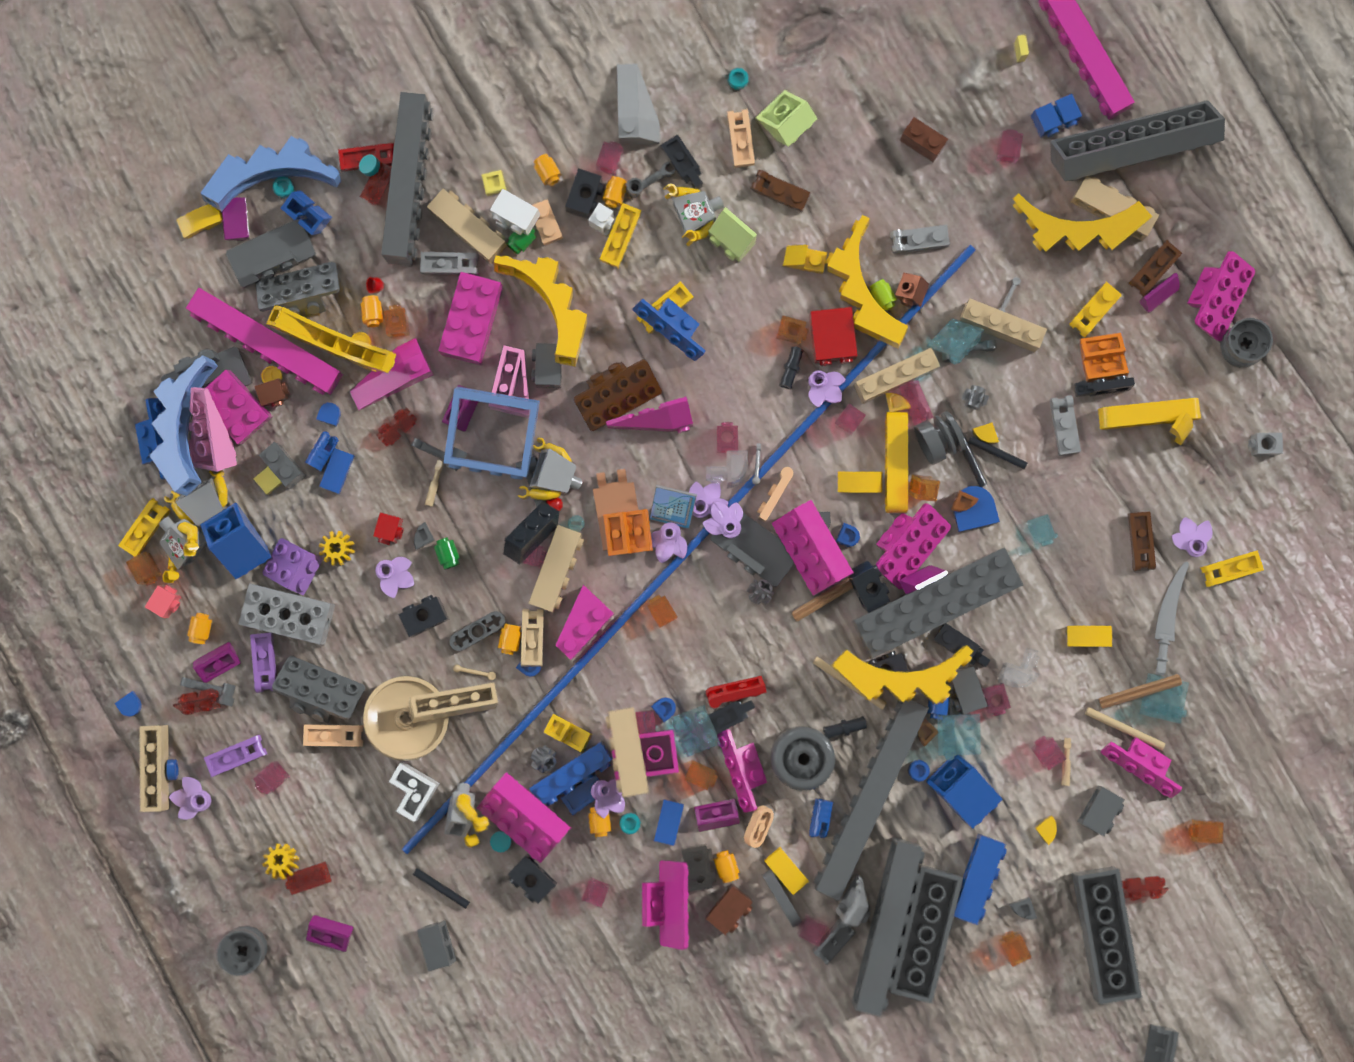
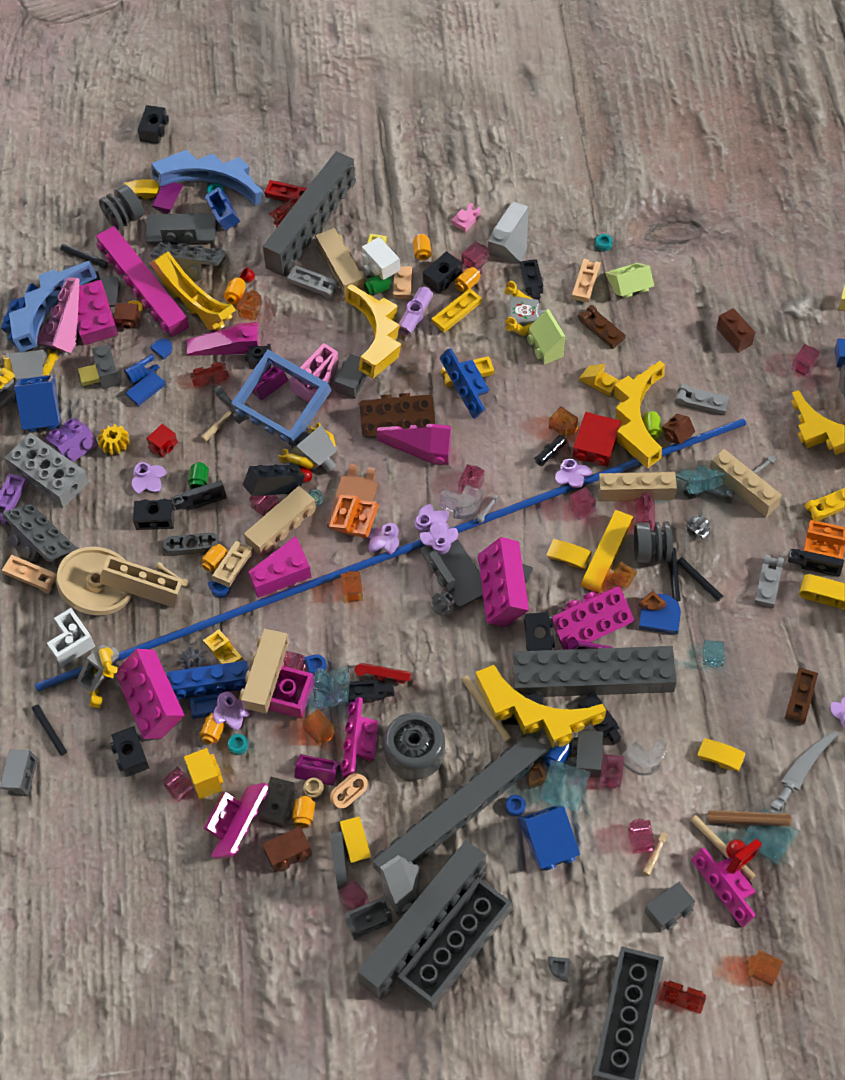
camera: 25 degrees right, 25 degrees down
(160, 117) = (153, 124): none -> black brick
(187, 333) = (83, 255): none -> black bar
(194, 259) = (121, 207): none -> dark grey wheel
(369, 165) = (287, 194): teal tile -> none
(423, 536) = (186, 459): dark grey tile -> none
(446, 385) = (255, 354): none -> black brick
(459, 576) = (200, 496): none -> black hinge
(470, 318) = (308, 322): dark pink brick -> none
(500, 841) = (120, 713): teal tile -> none
(575, 110) = (466, 219): none -> bright pink plate
(577, 244) = (415, 311): none -> lavender piece
(602, 219) = (447, 292): white brick -> none
(614, 871) = (204, 773): none -> yellow brick
(640, 185) = (485, 281): dark grey brick -> none
(669, 822) = (271, 757): blue tile -> none
(672, 506) = (401, 510): piece -> none
(723, 836) = (313, 787): none -> tan plate
(775, 493) = (503, 530): light nougat plate -> none
(820, 818) = (409, 804): blue hinge -> none
(822, 600) = (495, 633): medium nougat axle -> none
(845, 727) = (465, 741): black pin -> none
(848, 535) = (539, 593): blue tile -> none
(897, 402) = (629, 507): yellow tile -> none
(978, 878) = (526, 917): blue brick -> none
(986, 433) = (696, 560): yellow tile -> none
(1014, 948) = (534, 996): clear orange brick -> none
(1047, 829) = (612, 905): yellow tile -> none
(1148, 734) = (741, 853): none -> red tile

